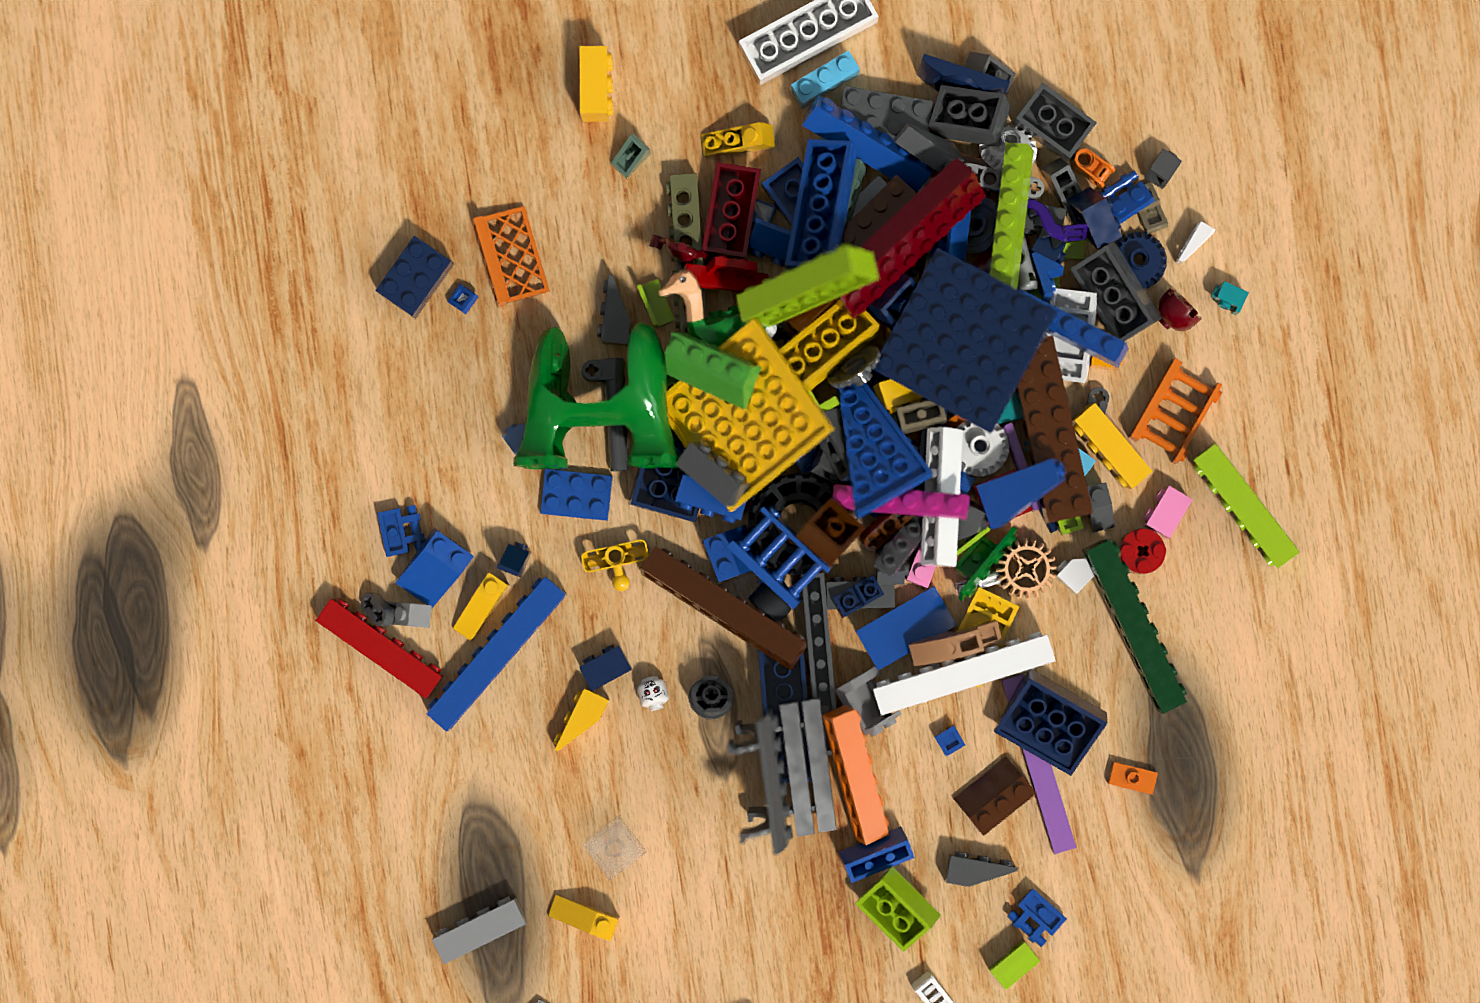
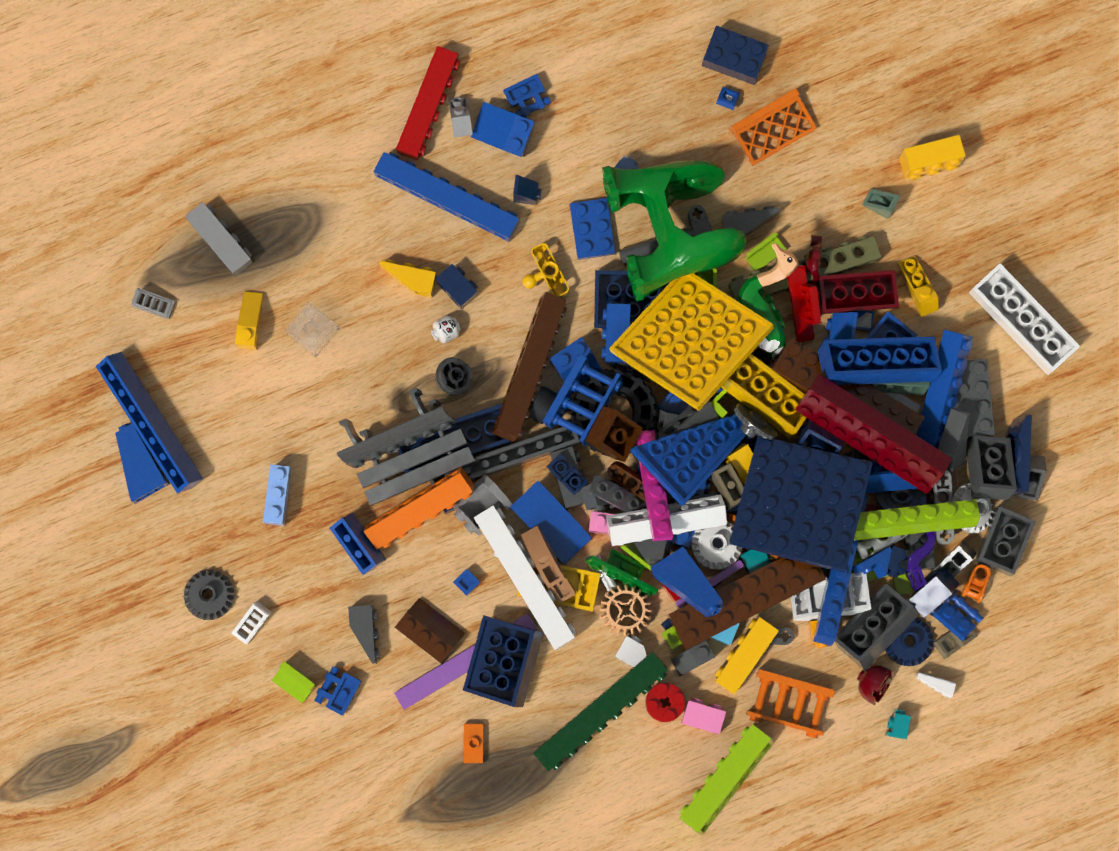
camera: 70 degrees right, 5 degrees down
(377, 609) = (458, 93): dark grey beam -> none
(480, 606) = (482, 175): yellow slope -> none
(711, 369) = (722, 301): bright green slope -> none
(713, 473) = (637, 325): dark grey brick -> none
(797, 933) = (277, 495): none -> light blue brick
(808, 285) = (811, 360): lime brick -> none
(825, 79) = (989, 343): medium azure brick -> none
(898, 909) = (317, 571): lime brick -> none
(1163, 168) = (991, 642): dark grey brick -> none

